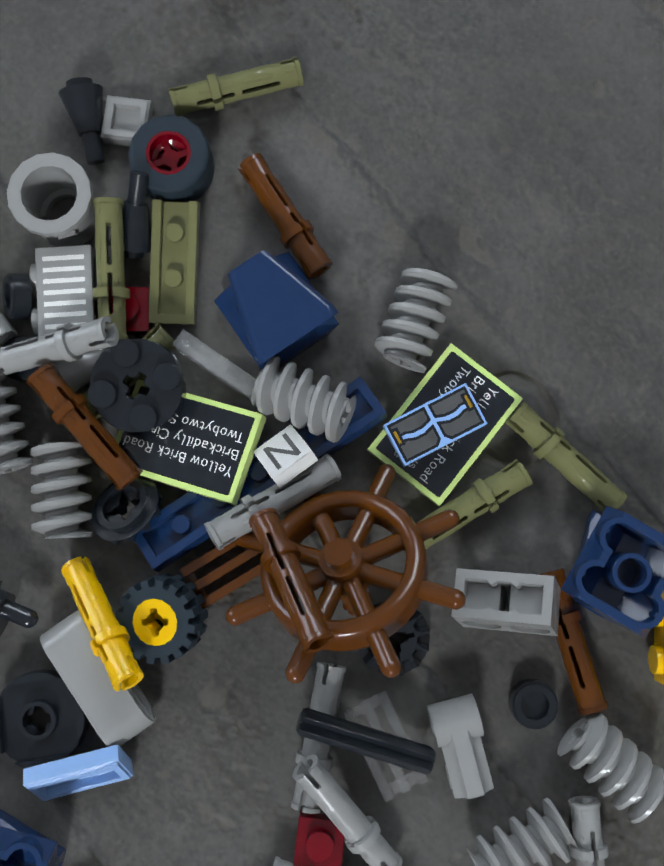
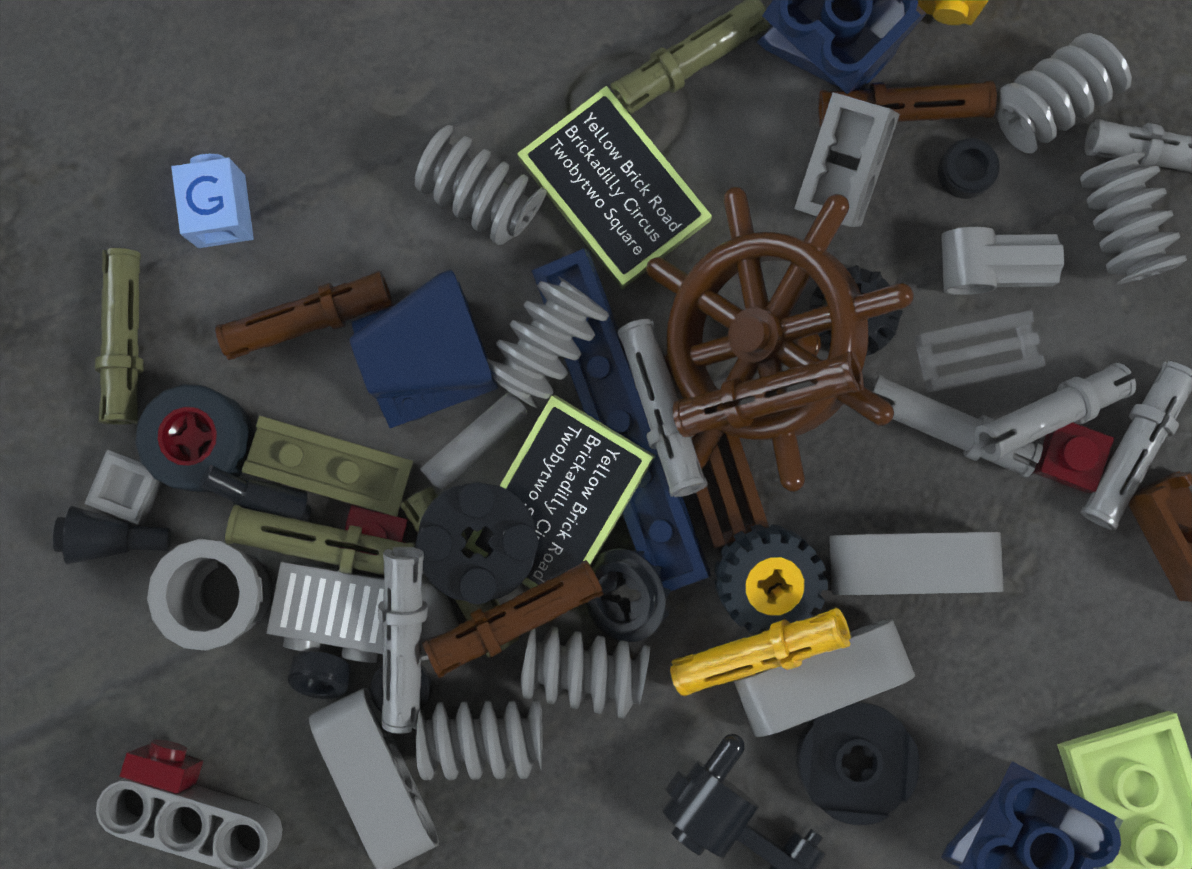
camera: 75 degrees left, 0 degrees up
(78, 773) = (933, 726): light blue tile -> none
(202, 731) = (916, 563): none -> light grey beam
(285, 456) = (610, 379): white tile -> none
(354, 125) = (212, 201): none -> light blue brick
(366, 741) = (971, 368): black axle -> none
(434, 425) = (614, 195): tile -> none
(484, 497) = (711, 158): olive pin -> none

